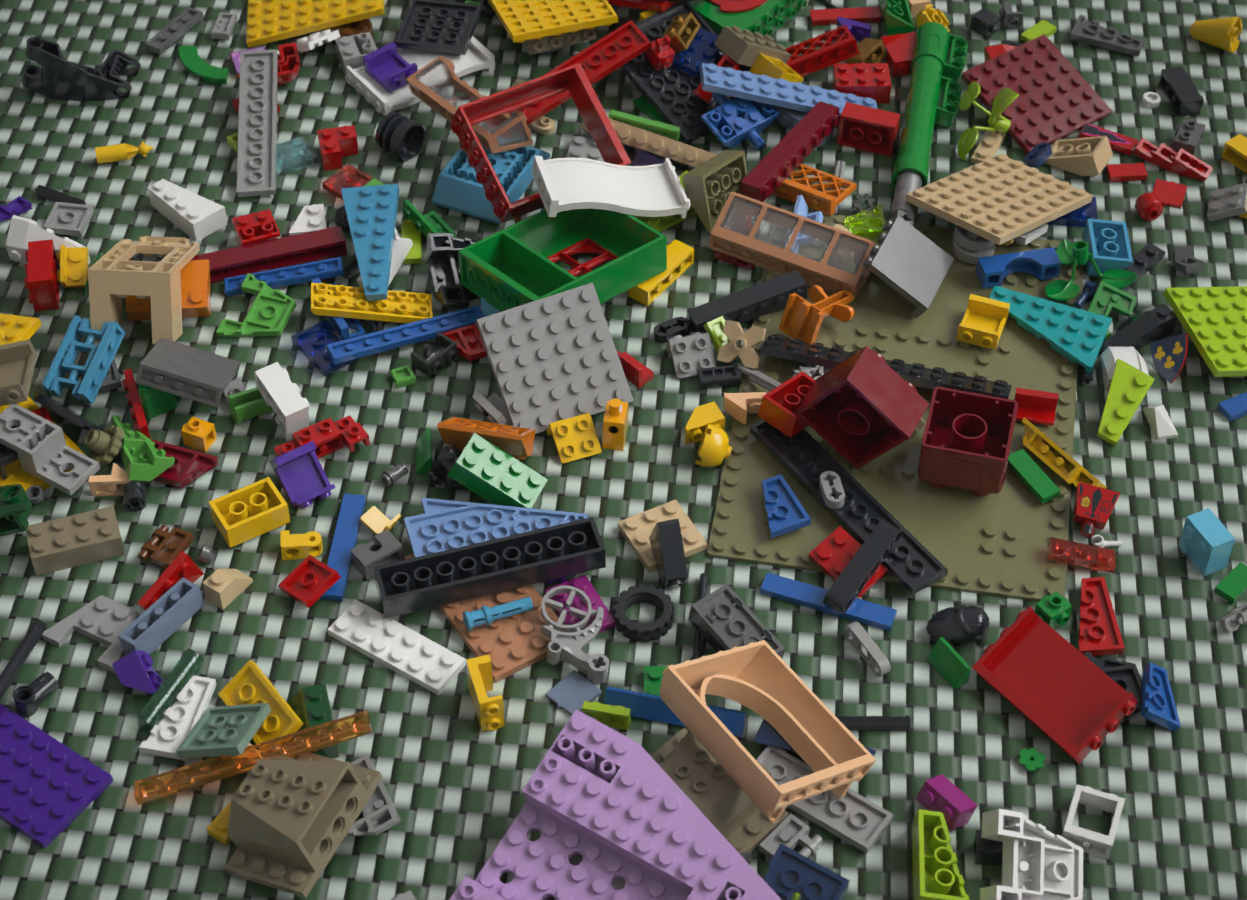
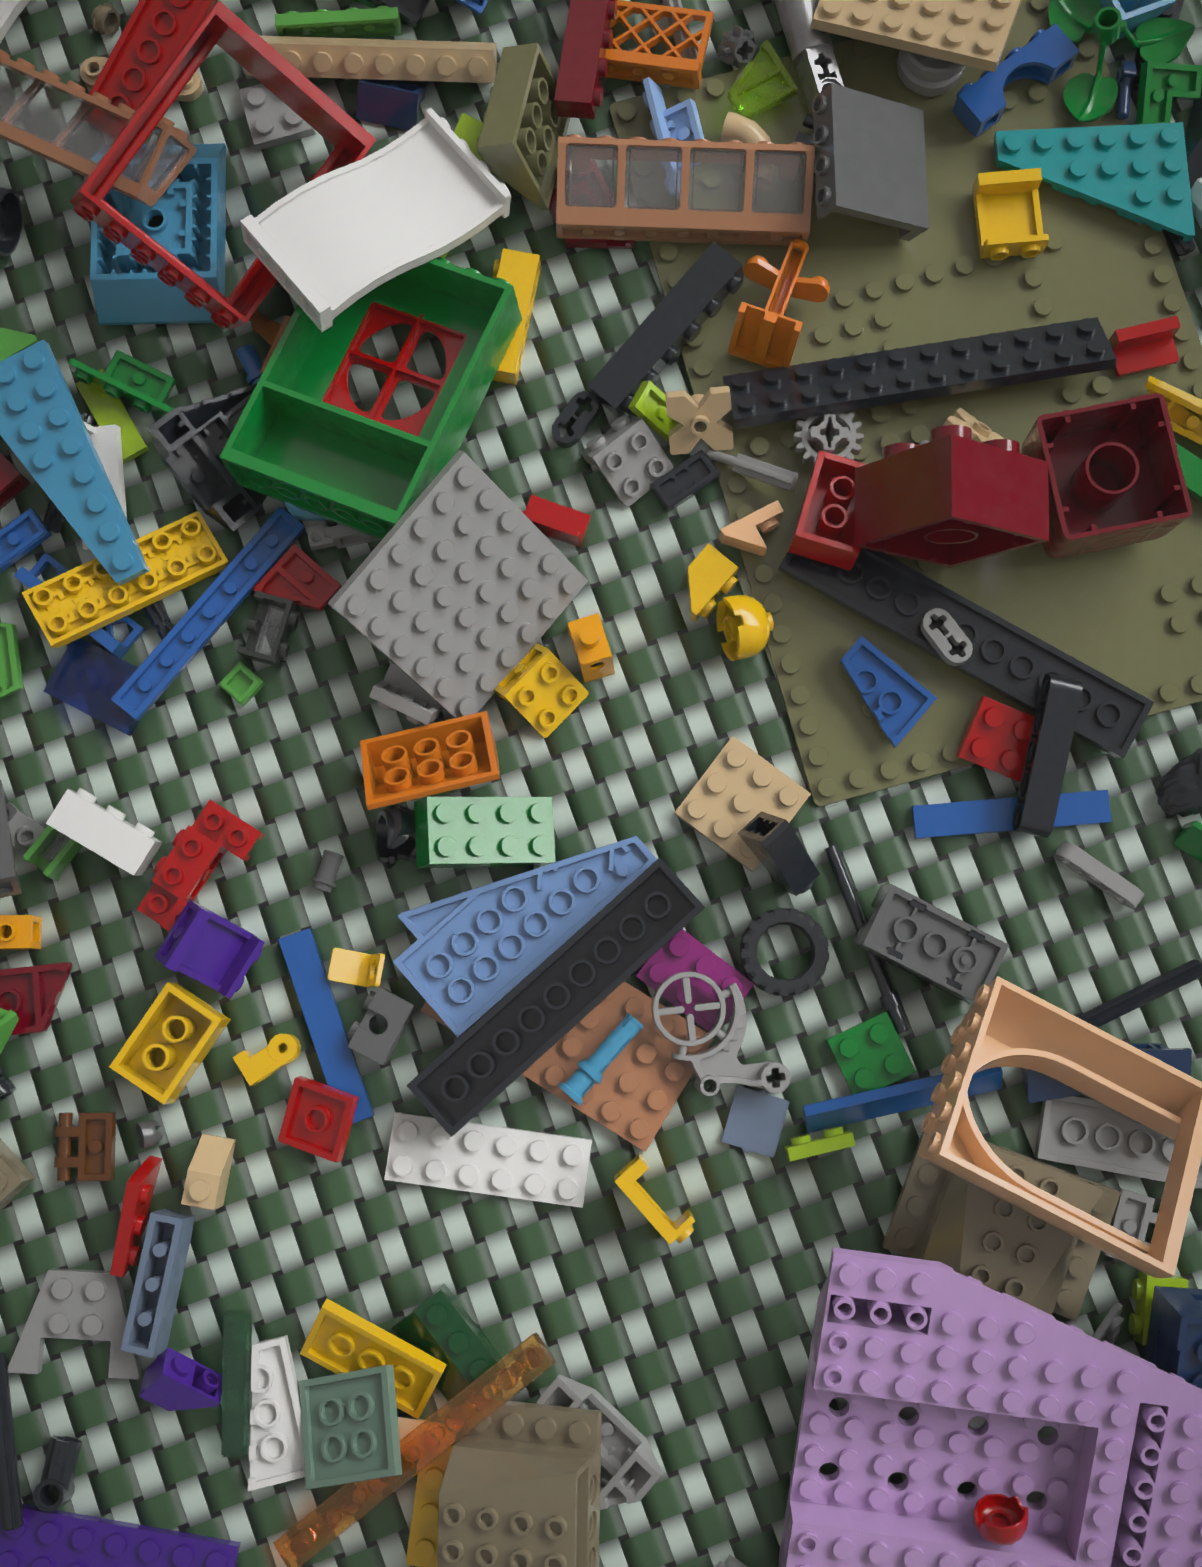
camera: 20 degrees left, 35 degrees up
(424, 456) = (348, 813): green slope -> none

